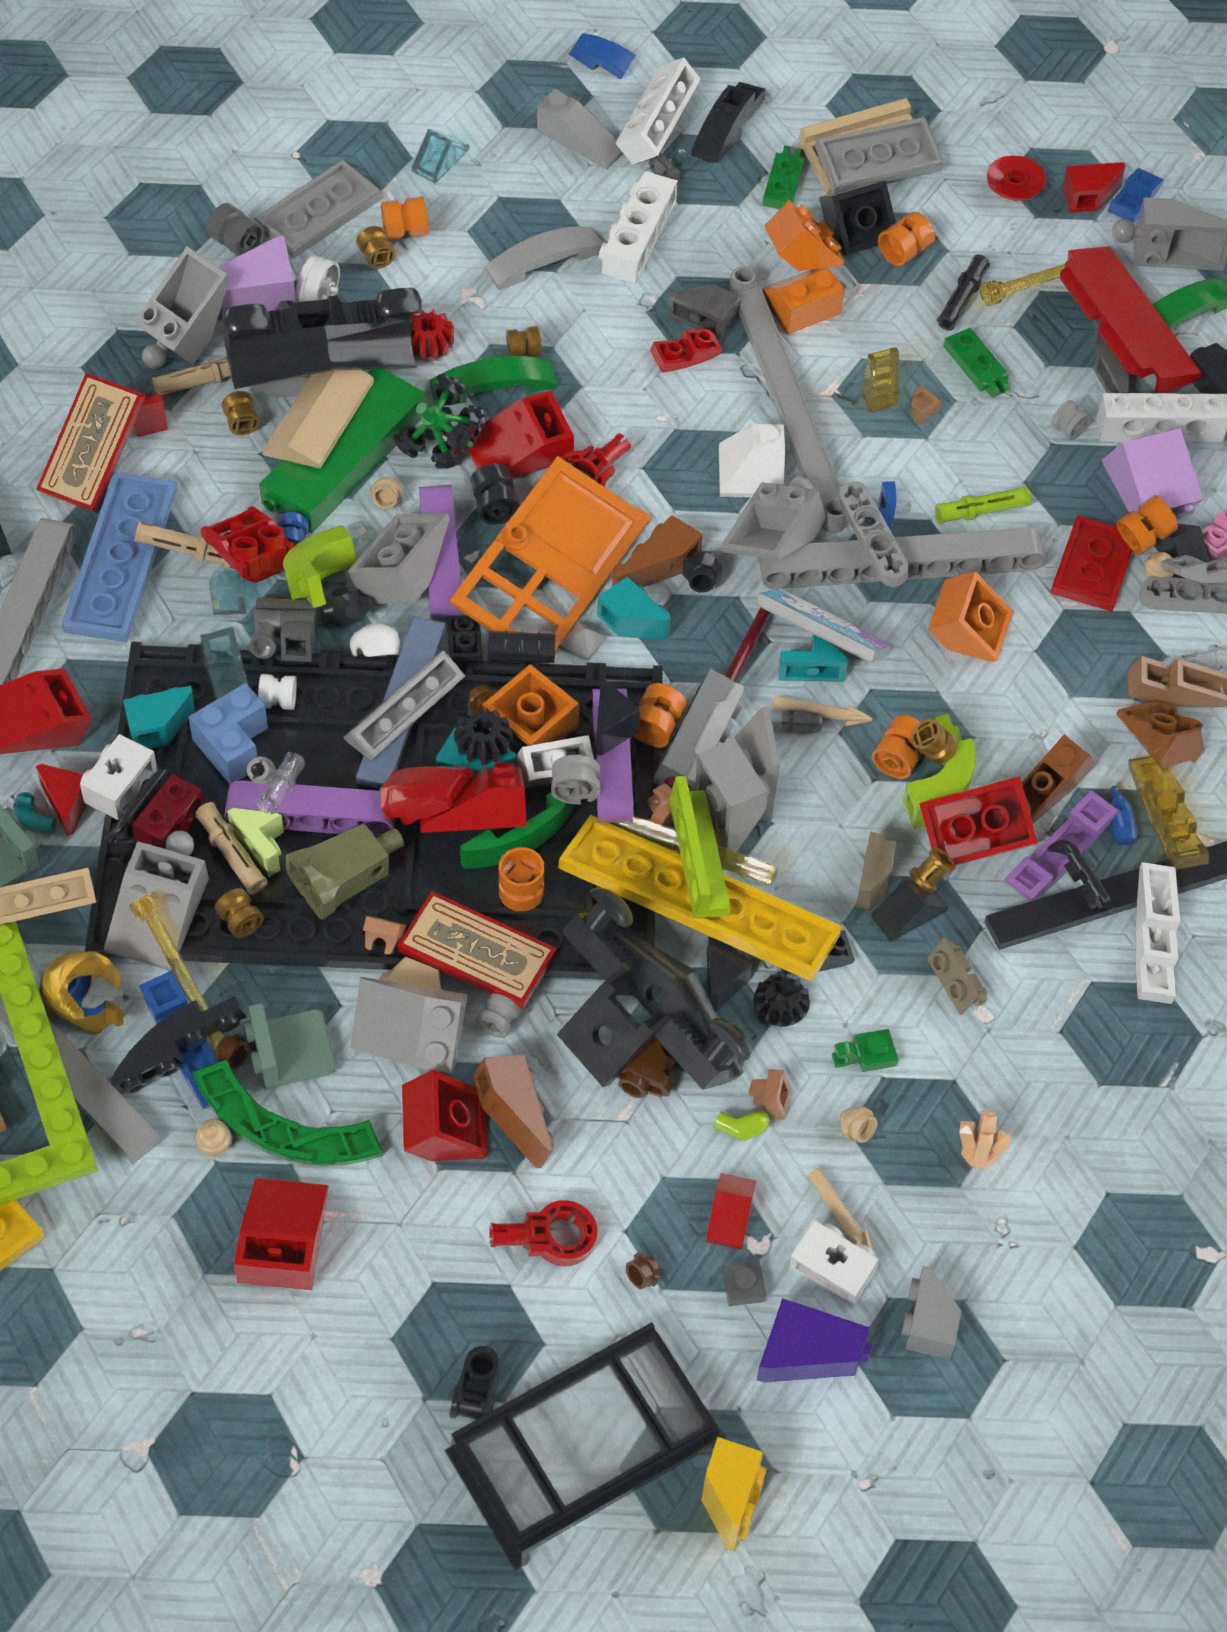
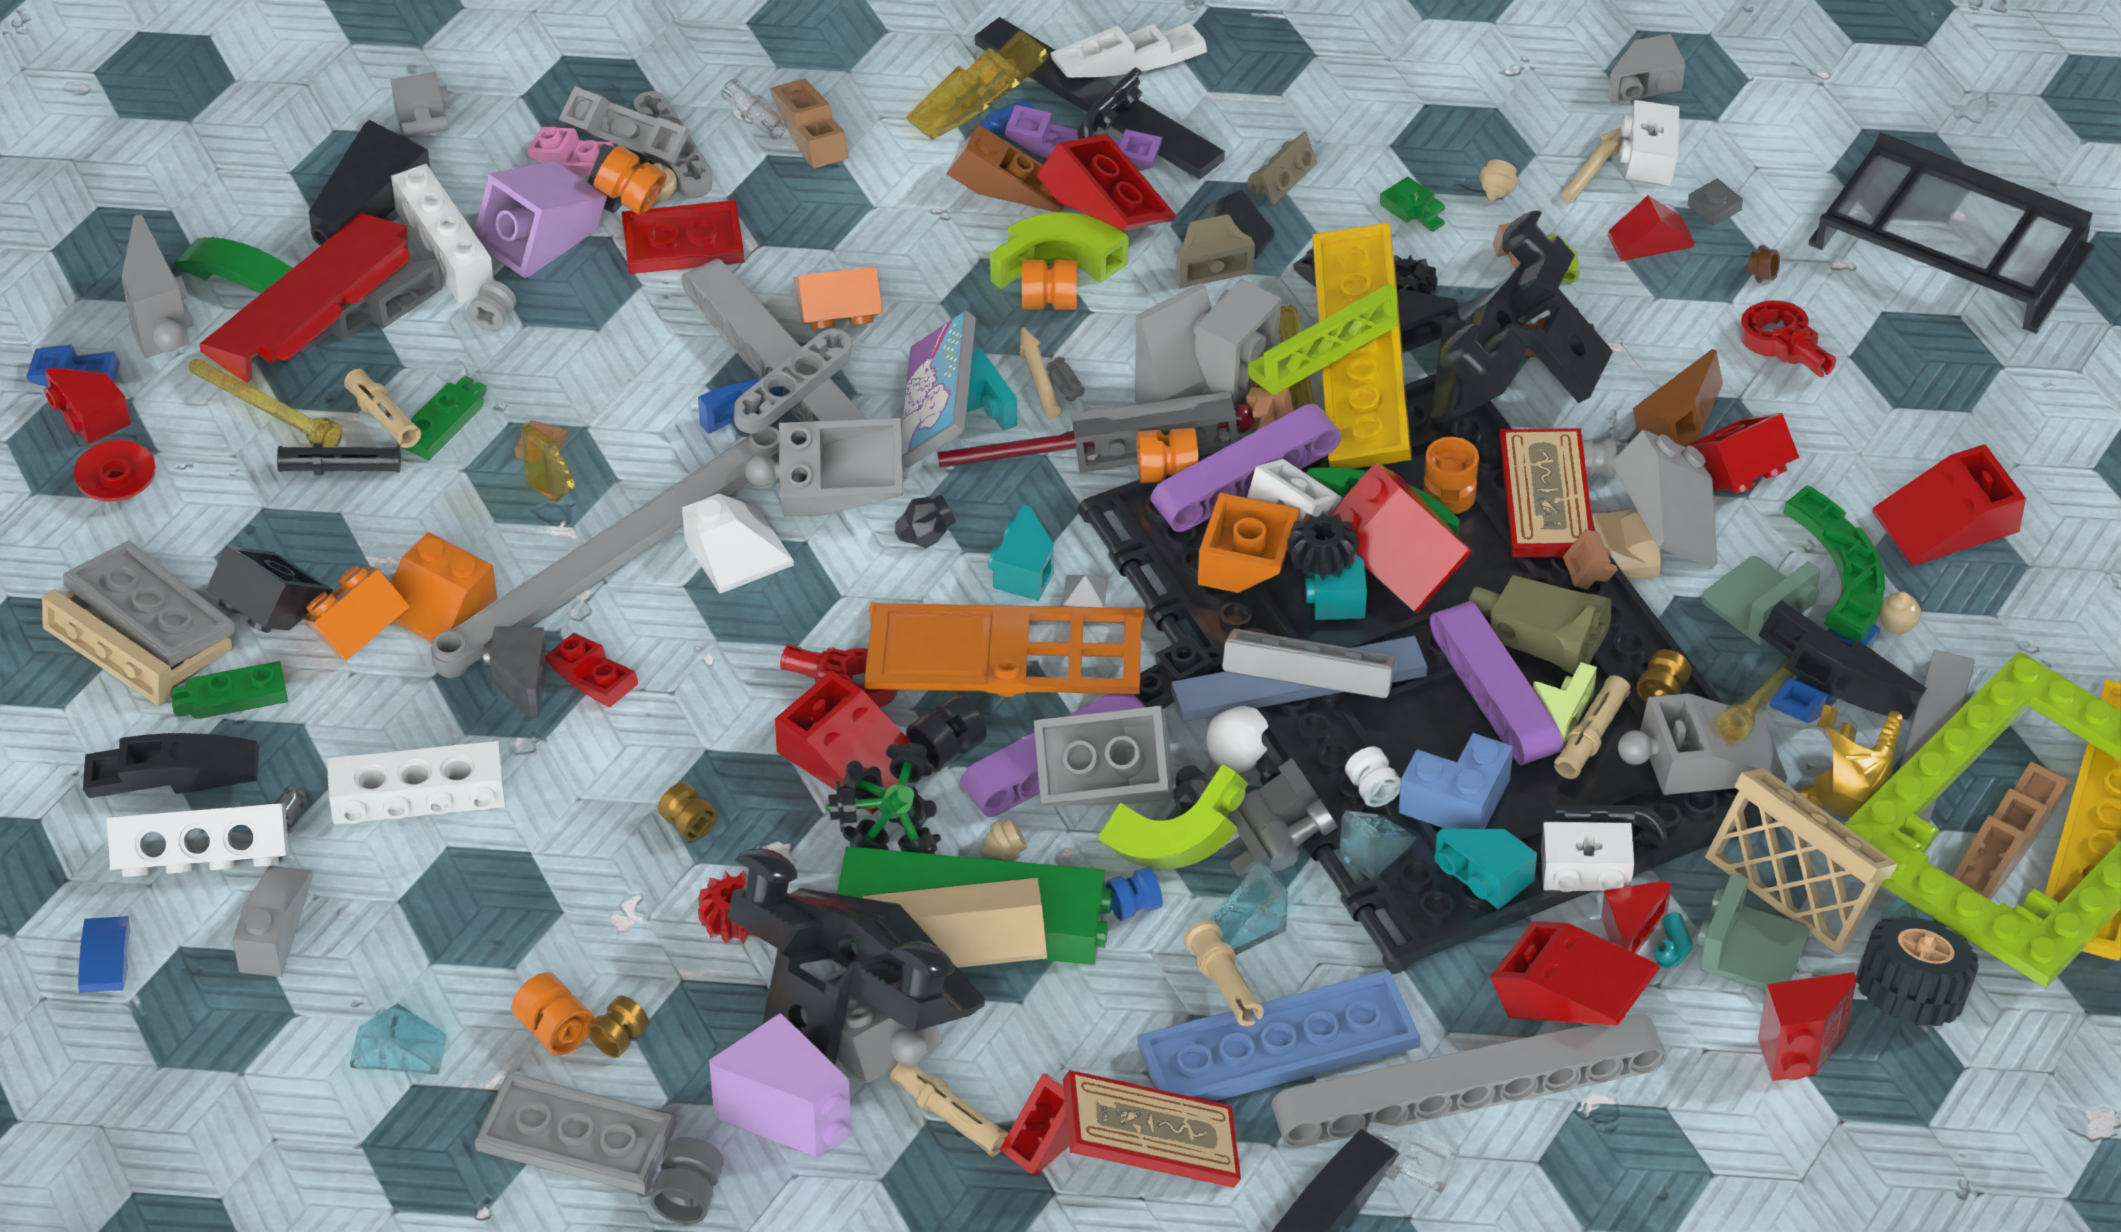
camera: 115 degrees left, 10 degrees down
(168, 812) = (1604, 778): dark red brick -> none
(183, 309) = (880, 1125): light grey slope -> none
(240, 413) = (982, 1032): pearl gold wheel -> none
(250, 544) = (1193, 893): red slope -> none
(253, 766) = (1497, 718): light grey pin -> none
(281, 783) = (1503, 687): clear pin -> none
(317, 279) = (725, 1025): white wheel -> none
(422, 791) = (1414, 575): red slope -> none
(475, 1392) = (1964, 323): black piece -> none
(478, 696) = (1251, 604): reddish brown plate -> none
(502, 373) = (765, 822): green slope -> none
(521, 646) = (1149, 610): black axle -> none
(540, 250) = (523, 858): light grey slope -> none
(575, 779) = (1323, 446): light grey wheel -> none
(616, 719) = (1225, 452): black slope -> none
(661, 554) = (930, 562): dark orange slope -> none
(729, 1487) = (1922, 109): yellow slope -> none
(812, 1345) = (1742, 133): dark purple slope -> none
(906, 238) = (287, 527): orange wheel -> none
(932, 870) = (1187, 204): pearl gold bush -> none
(934, 741) = (1035, 243): pearl gold wheel -> none
(970, 506) = (674, 346): lime pin -> none
(981, 1144) = (1451, 86): light nougat rock -> none
(993, 324) = (363, 388): none -> tan pin
(1164, 732) = (885, 109): dark orange slope -> none

